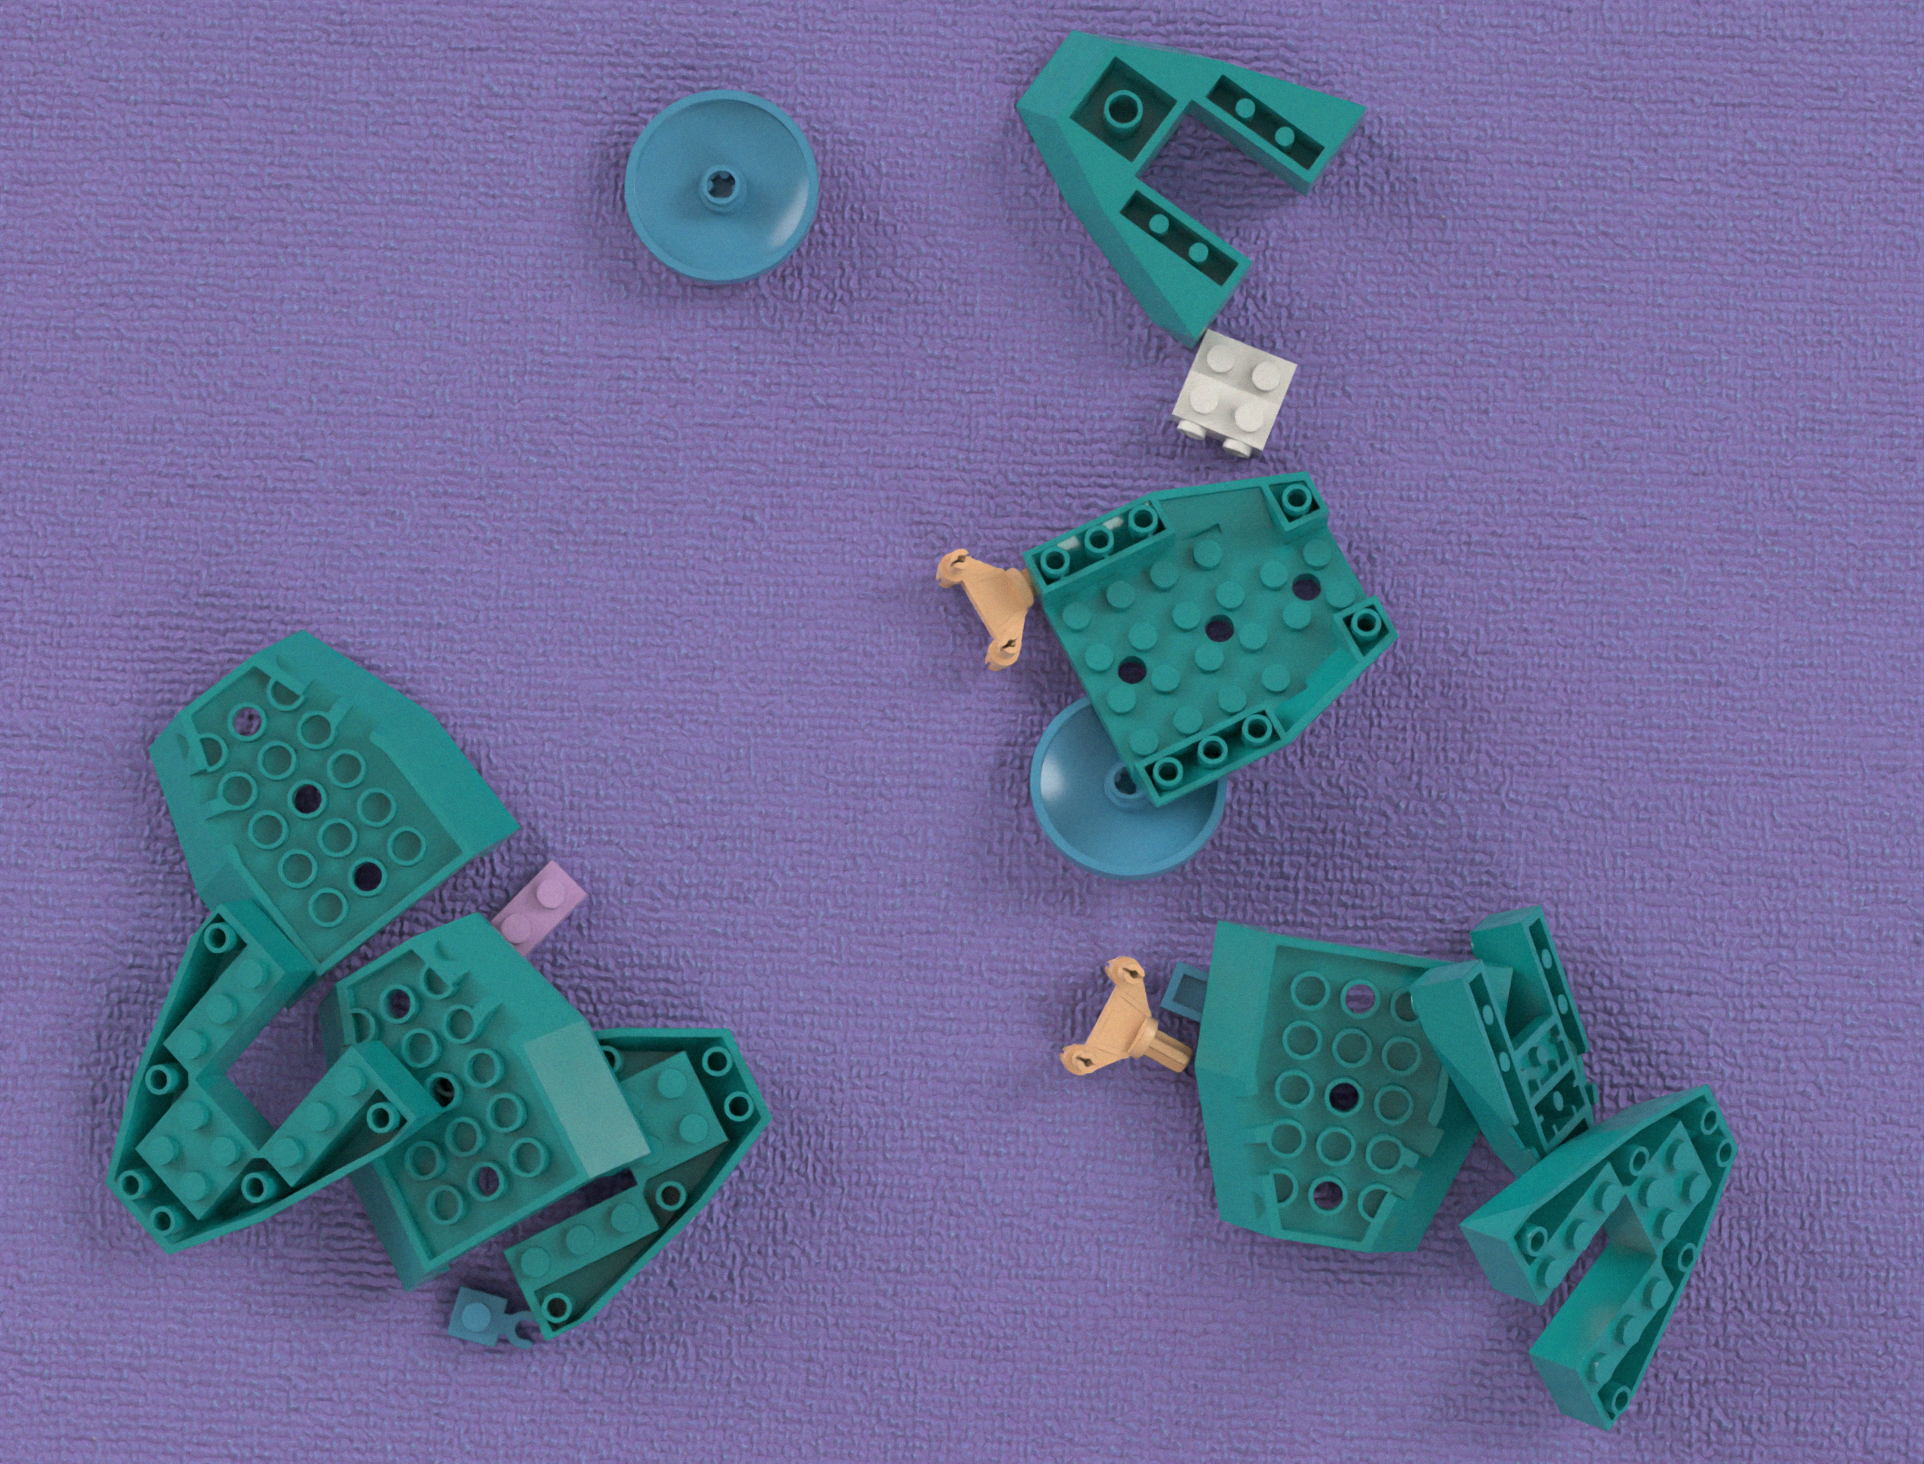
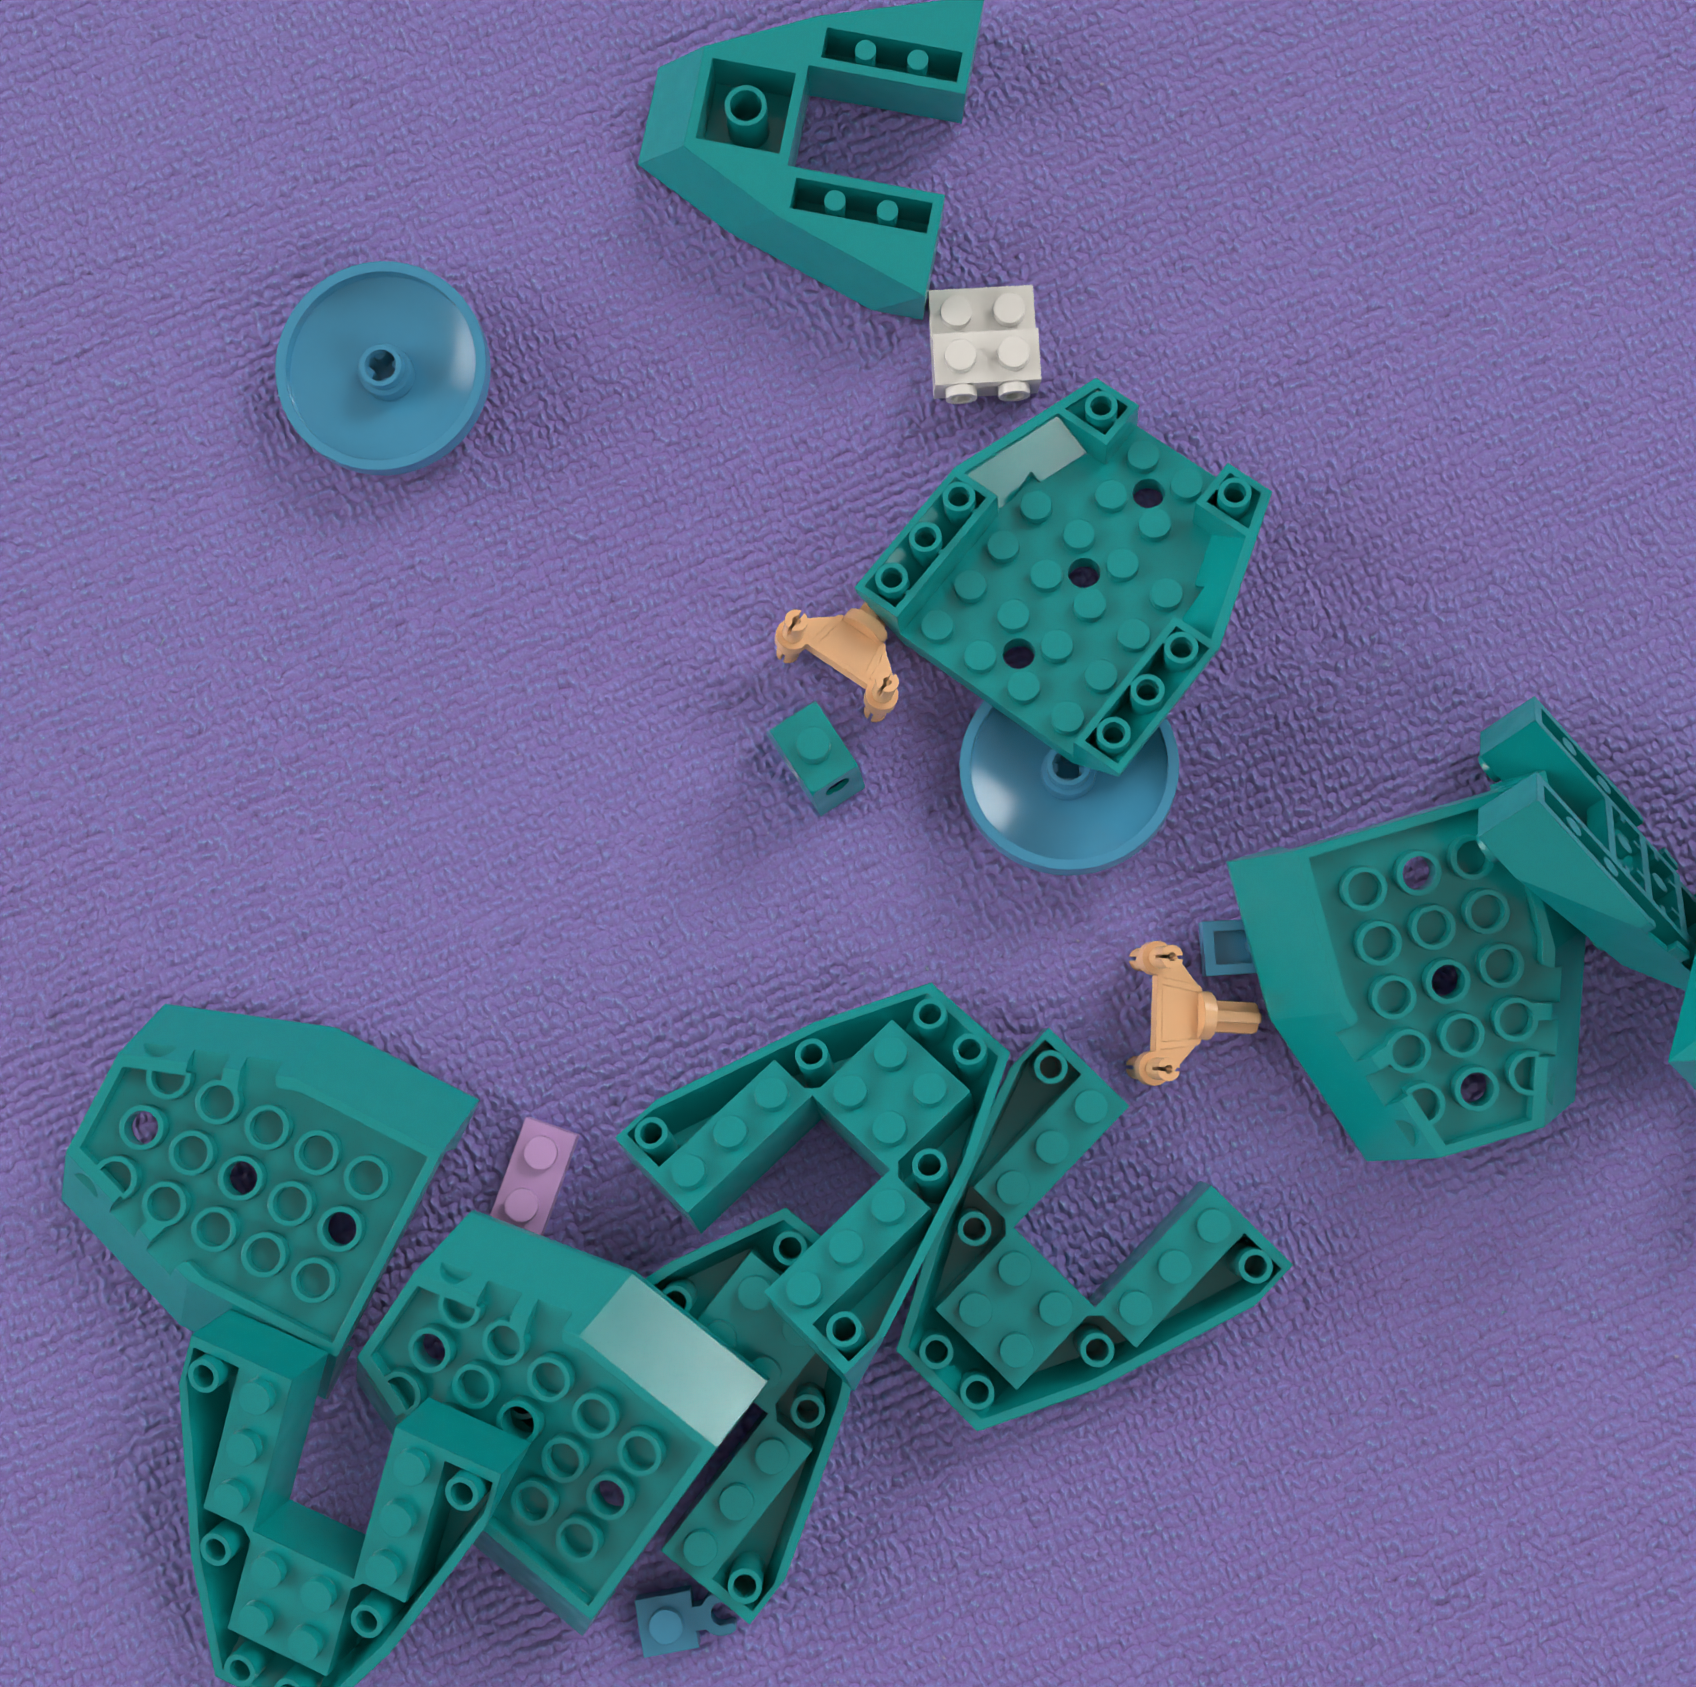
camera: 25 degrees left, 0 degrees up
(857, 1199) = (1002, 1323): none -> teal piece
(864, 974) = (901, 1087): none -> teal piece
(926, 678) = (817, 757): none -> teal torso

